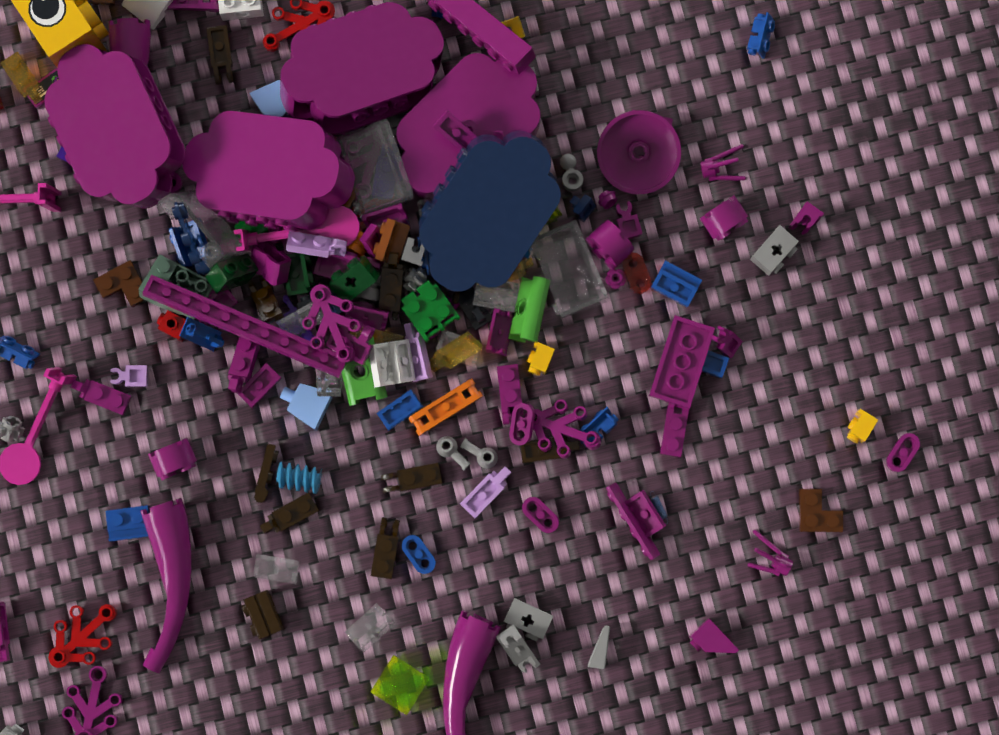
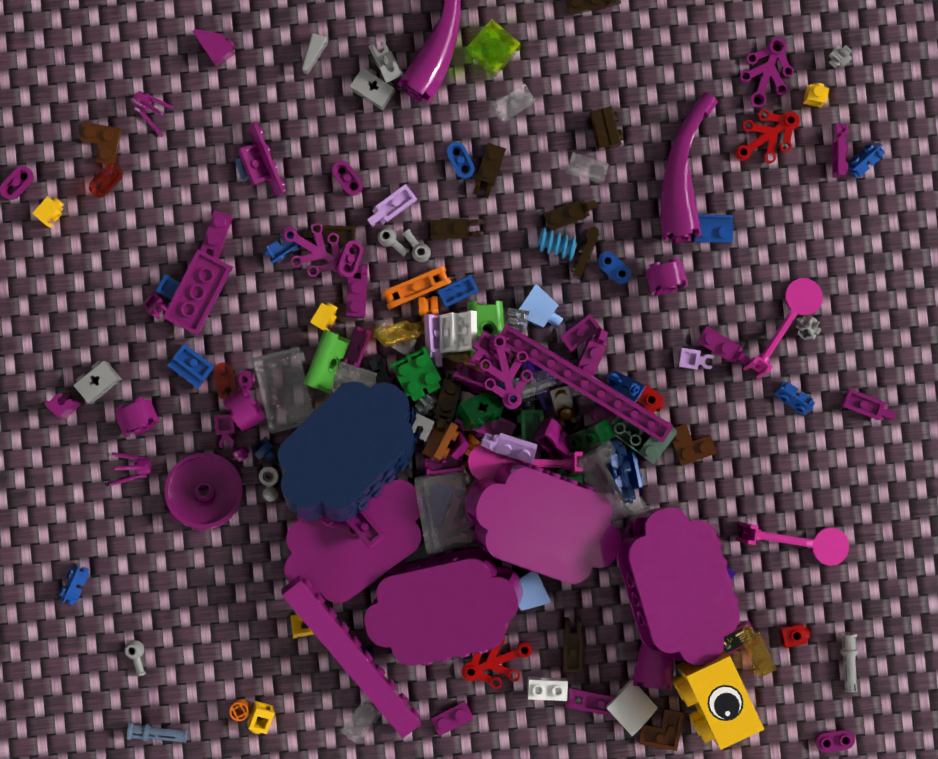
camera: 170 degrees left, 5 degrees up
(33, 690) = (816, 95): none -> yellow brick
(232, 462) = (613, 268): none -> blue plate
(434, 388) = (424, 306): none -> orange wheel
(805, 470) = (106, 180): none -> clear red plate

